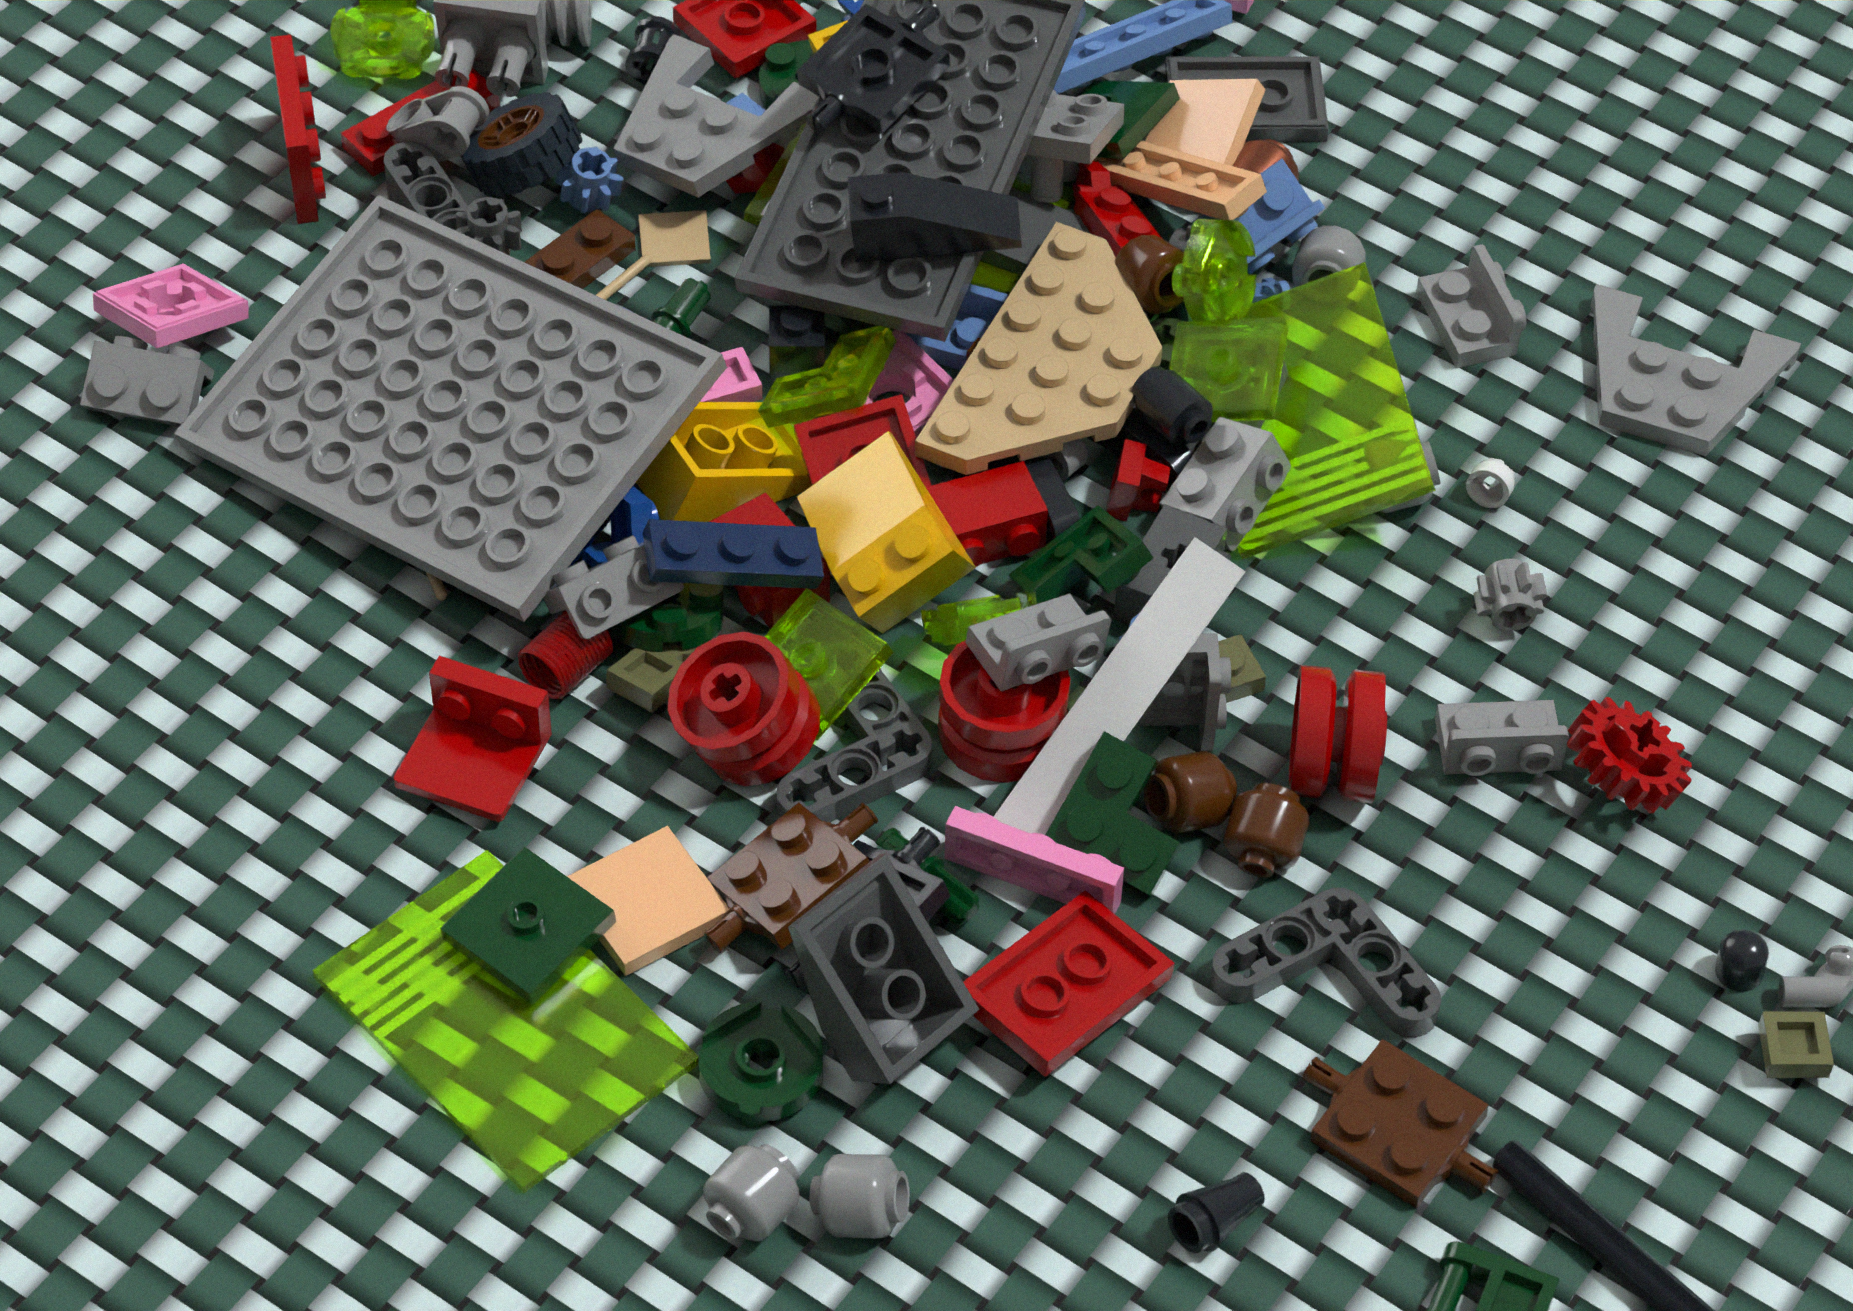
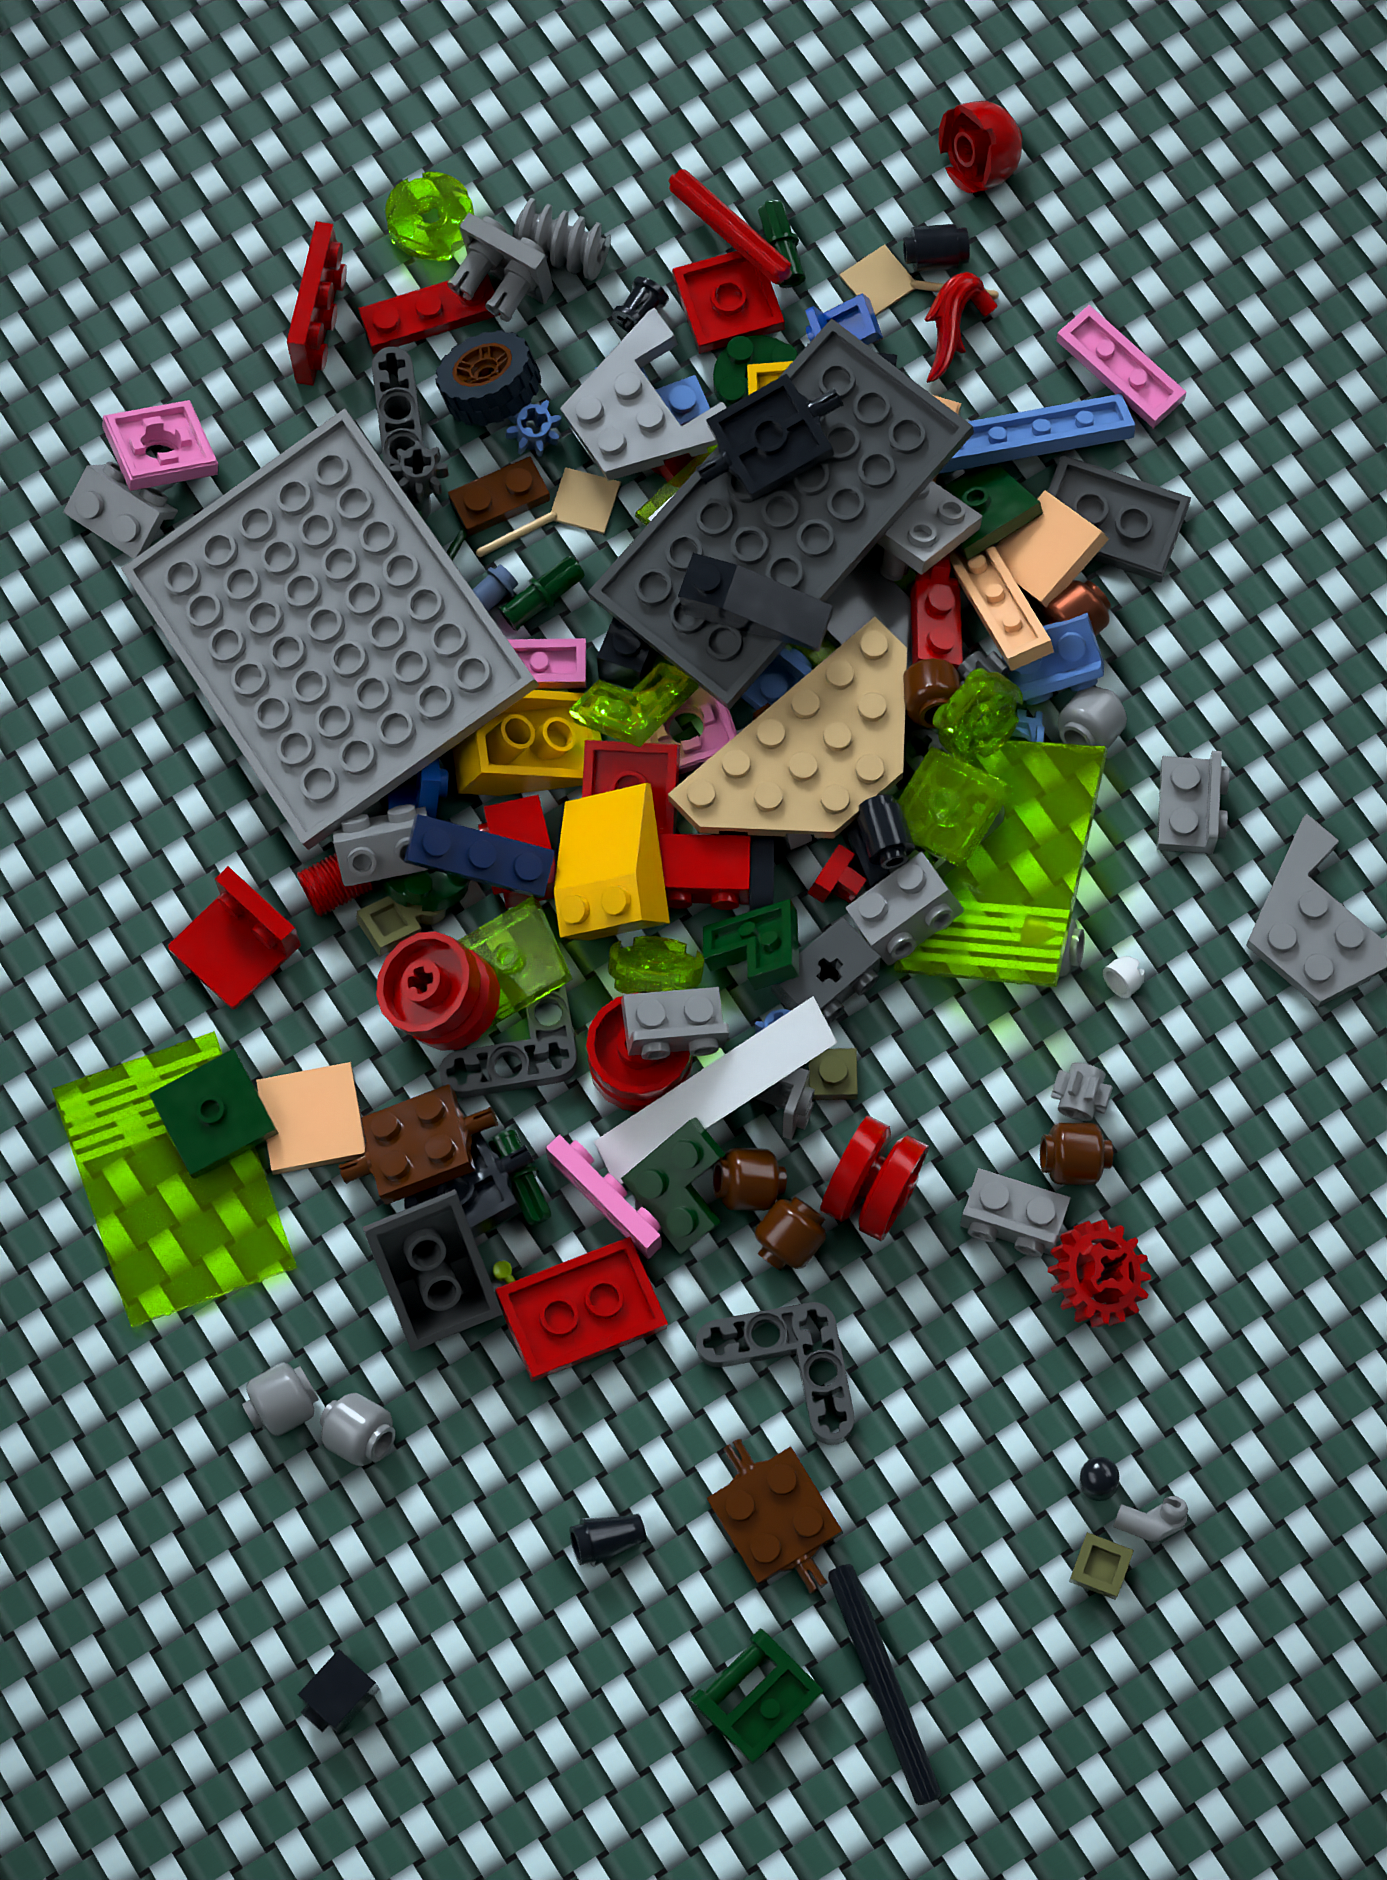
camera: 25 degrees right, 20 degrees up
(441, 121) = (427, 338): light grey piece -> none
(760, 1094) = (311, 1275): dark green plate -> none
(1536, 653) = (1075, 1153): none -> reddish brown head

